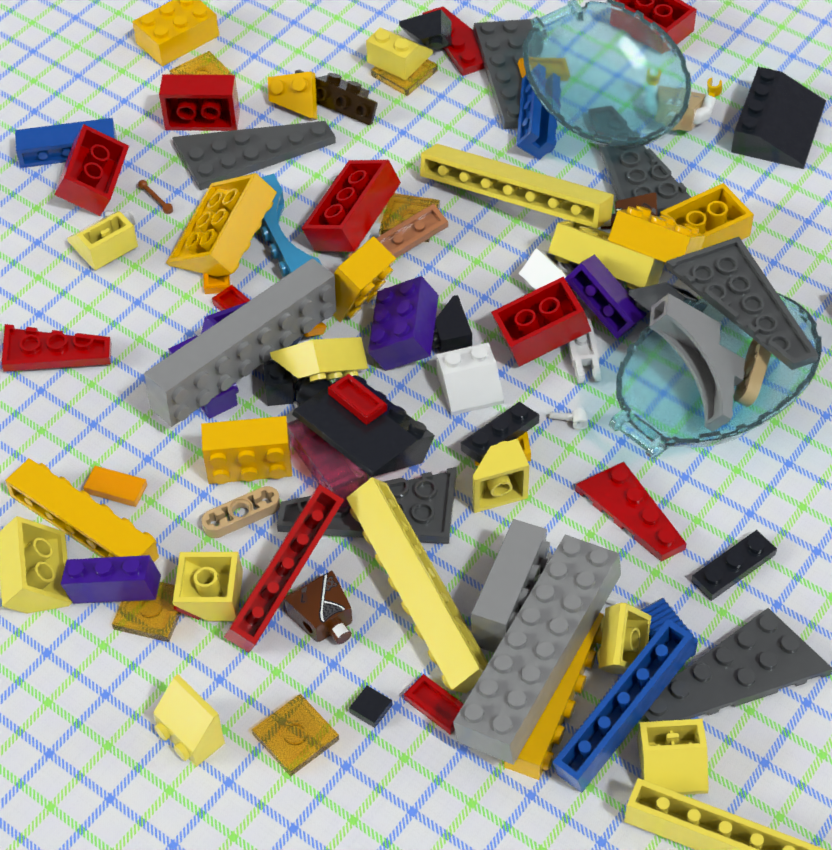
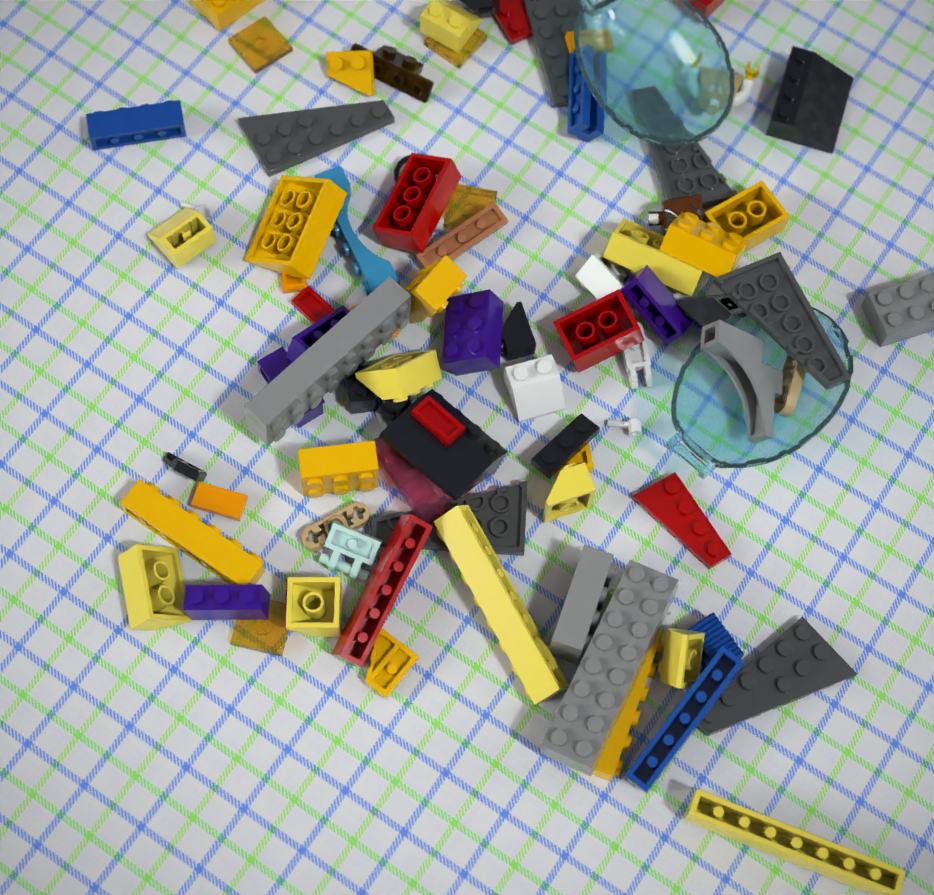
camera: 10 degrees left, 15 degrees up
(43, 350) = (137, 358): red wing -> none
(82, 452) = (184, 467): none -> black tile
(91, 170) = (165, 161): red brick -> none
(167, 207) = (240, 198): dark orange hinge -> none
(188, 722) = (307, 741): light yellow slope -> none
(199, 102) = (262, 82): red brick -> none
(257, 524) = (352, 544): none -> light aqua plate
(288, 648) = (388, 664): none -> yellow wing
(295, 734) = (400, 745): clear yellow tile -> none
(321, 609) = (416, 625): reddish brown torso -> none
(370, 706) = (463, 717): black tile -> none
(434, 702) = (520, 713): red tile -> none
(517, 185) = (570, 181): light yellow brick -> none
(674, 755) = (725, 763): light yellow slope -> none
(733, 565) = (772, 573): black plate -> none

